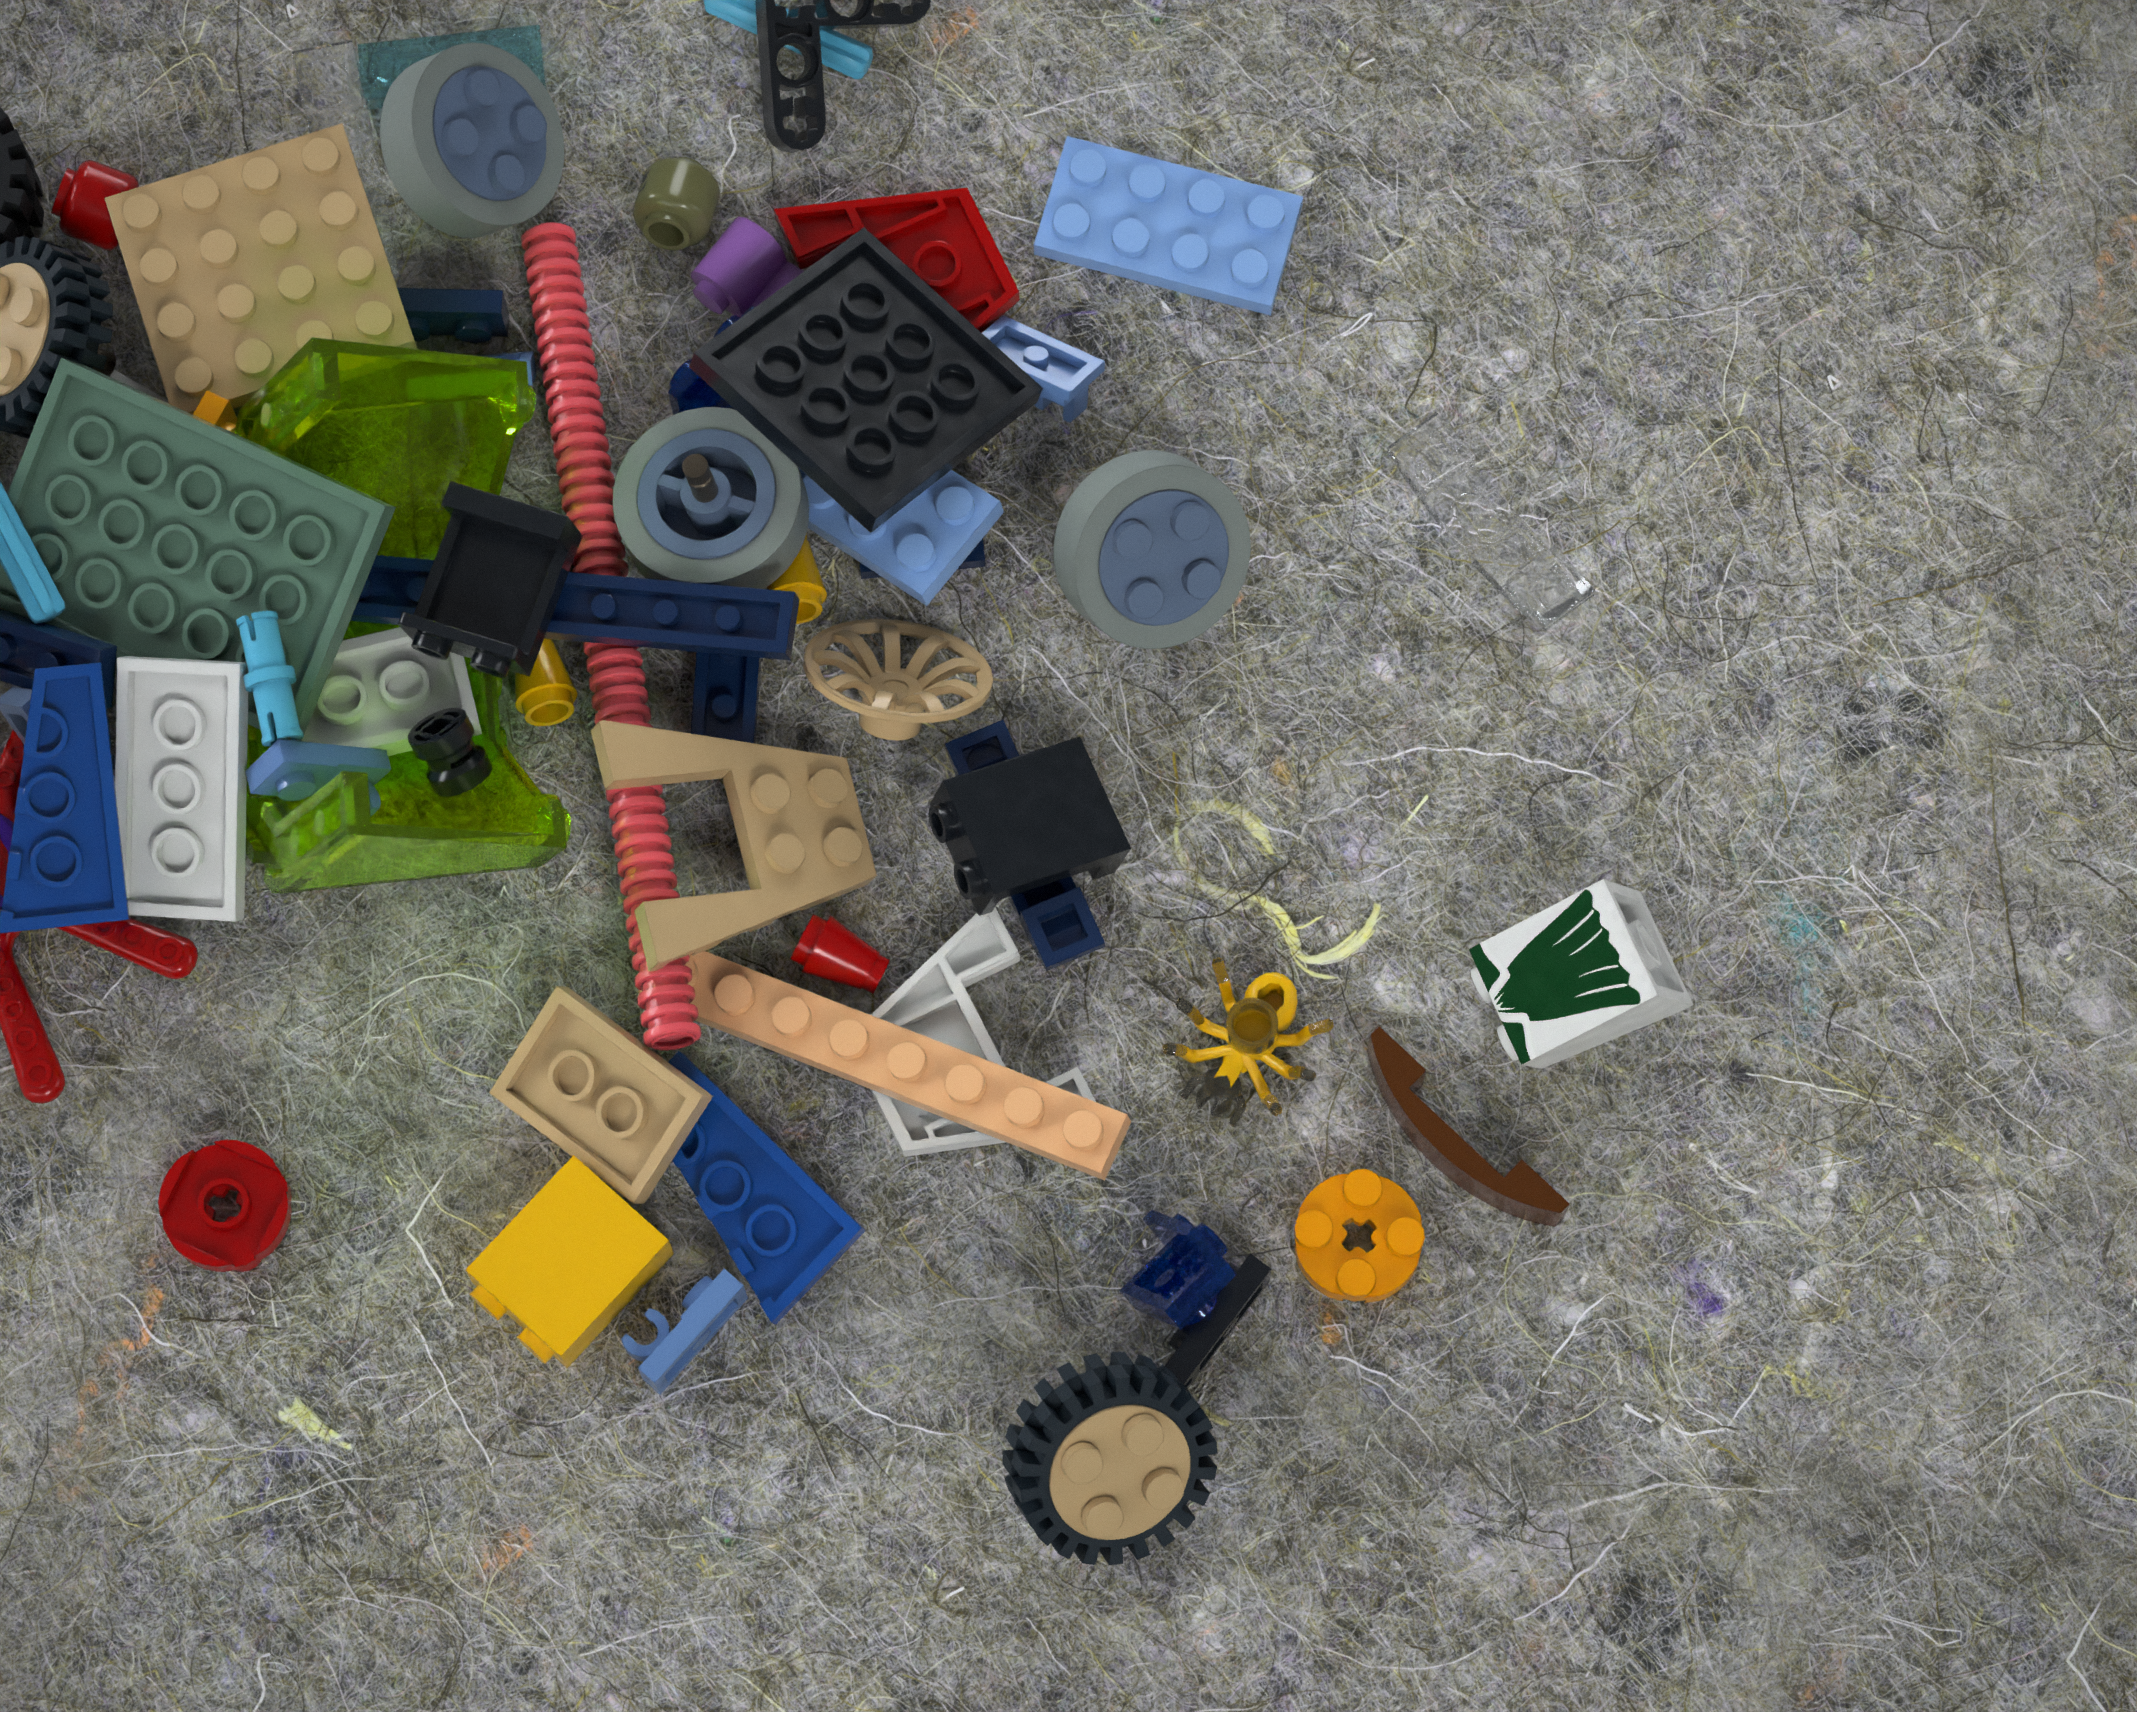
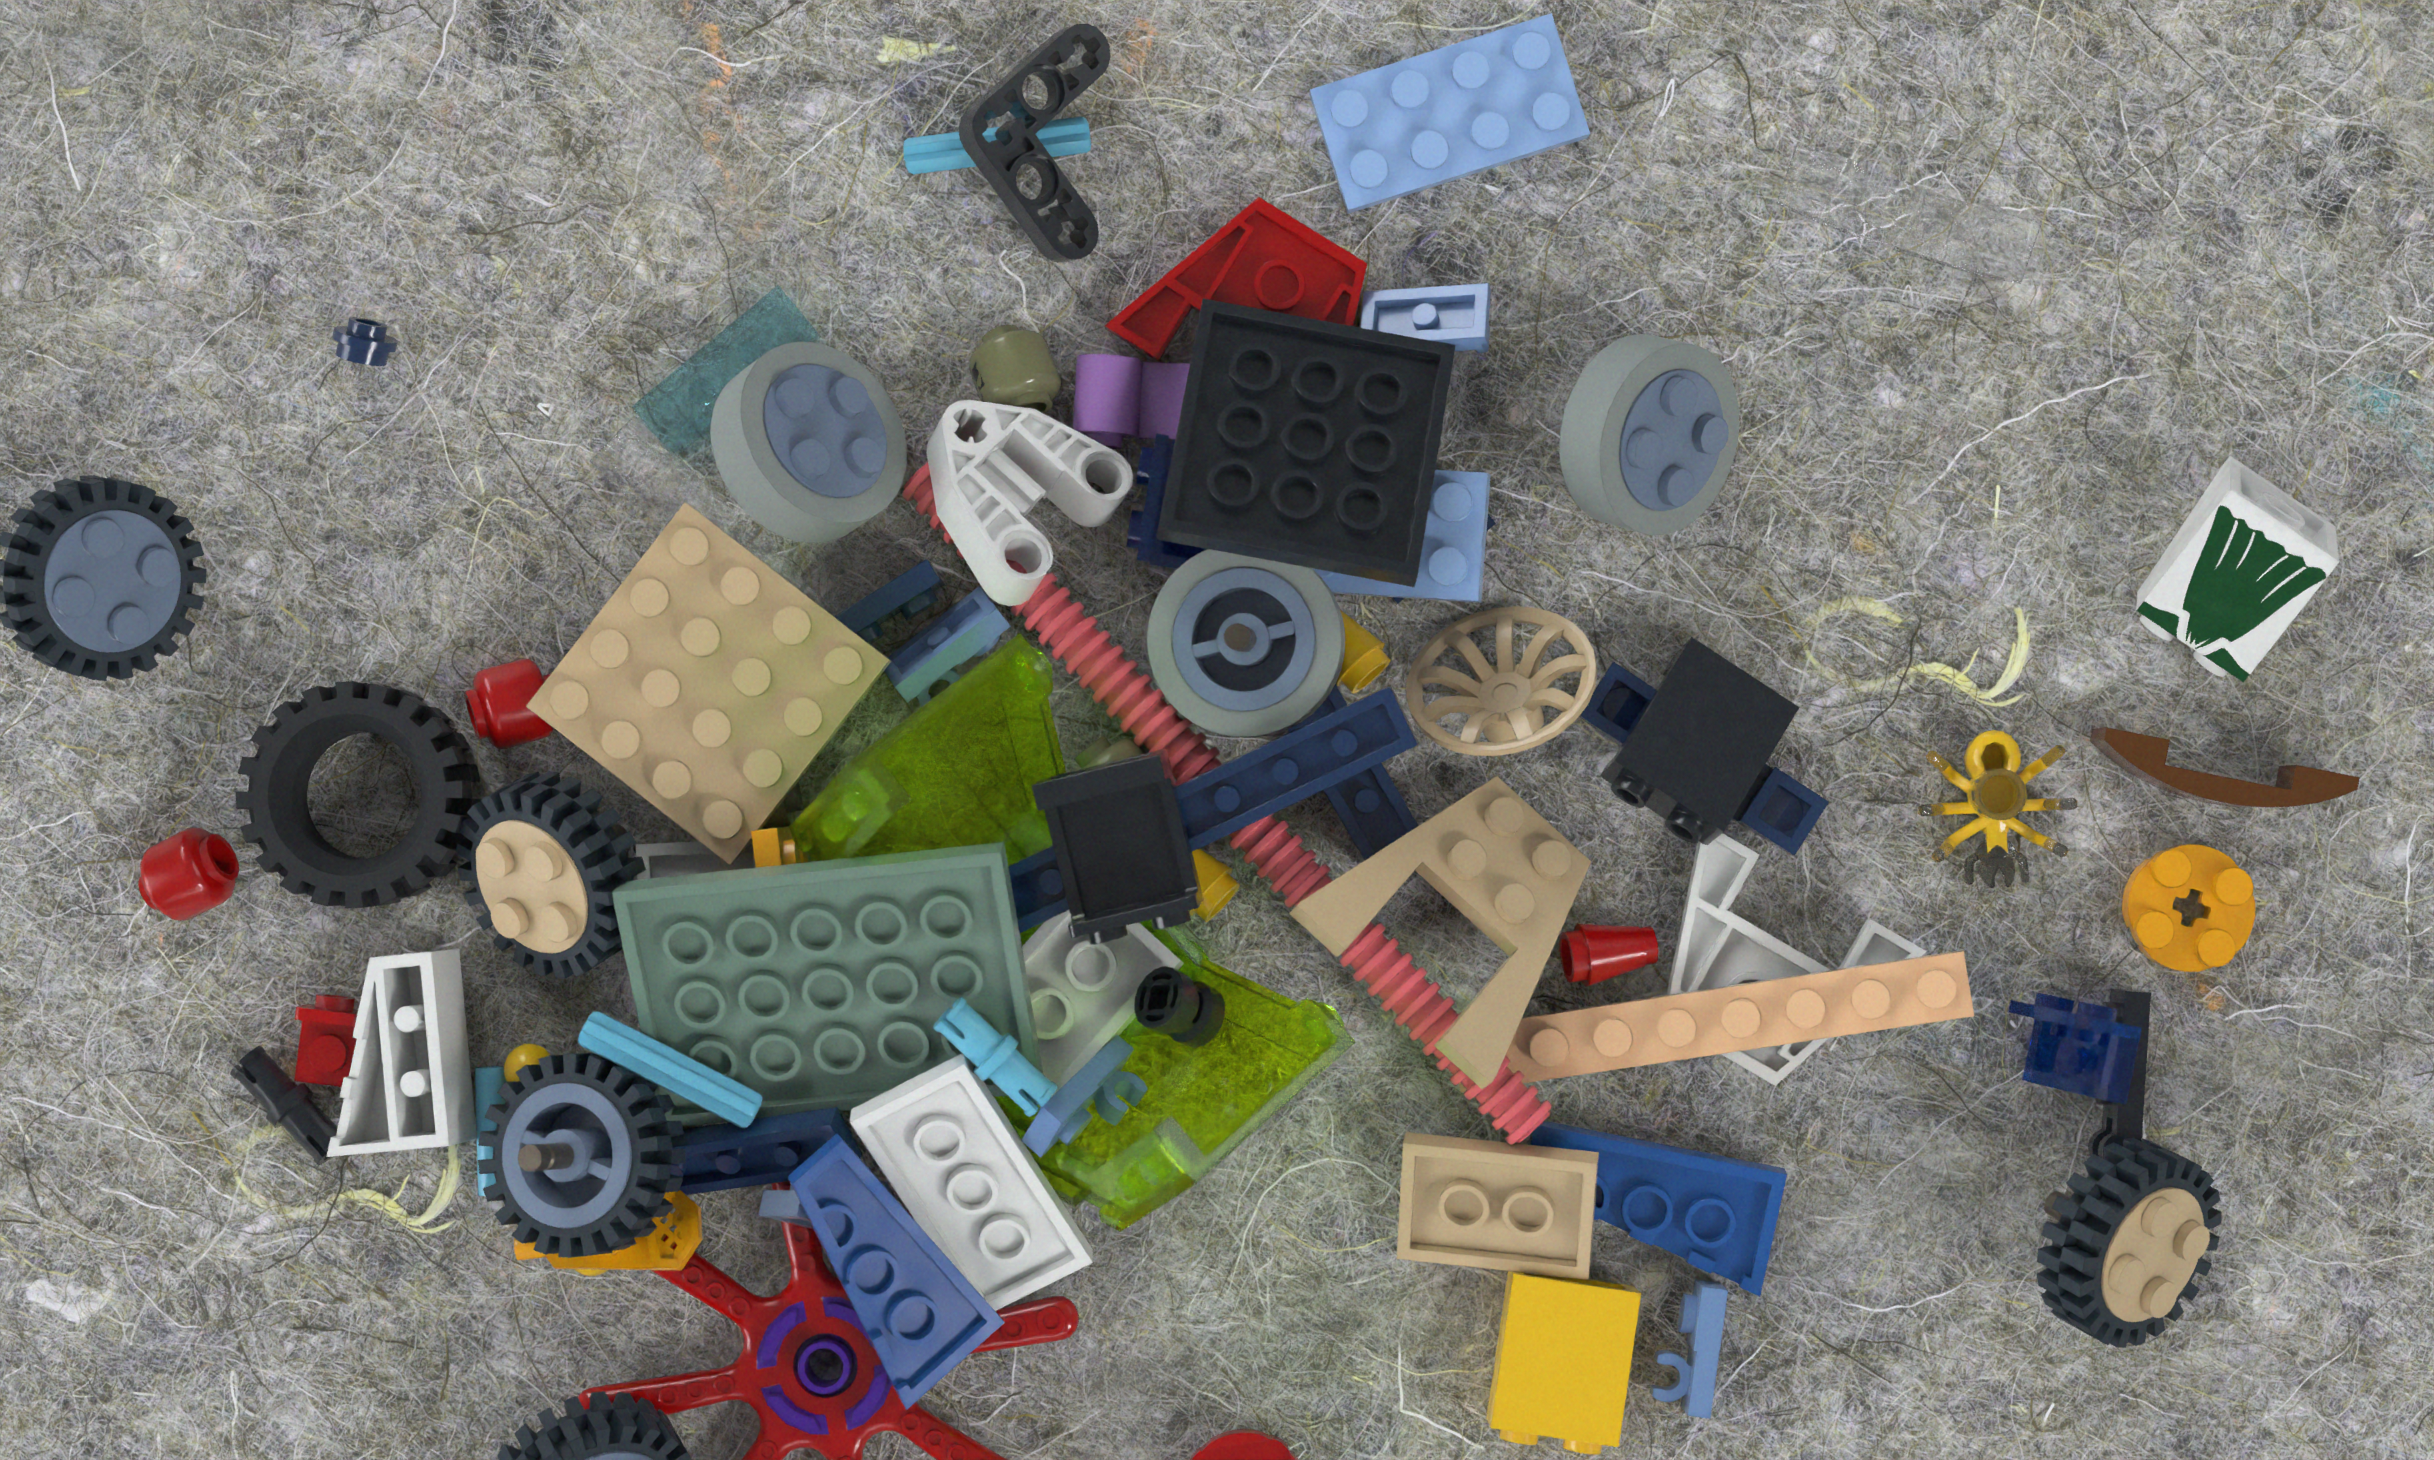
camera: 30 degrees left, 15 degrees up
(611, 253) = (998, 477): none -> white connector

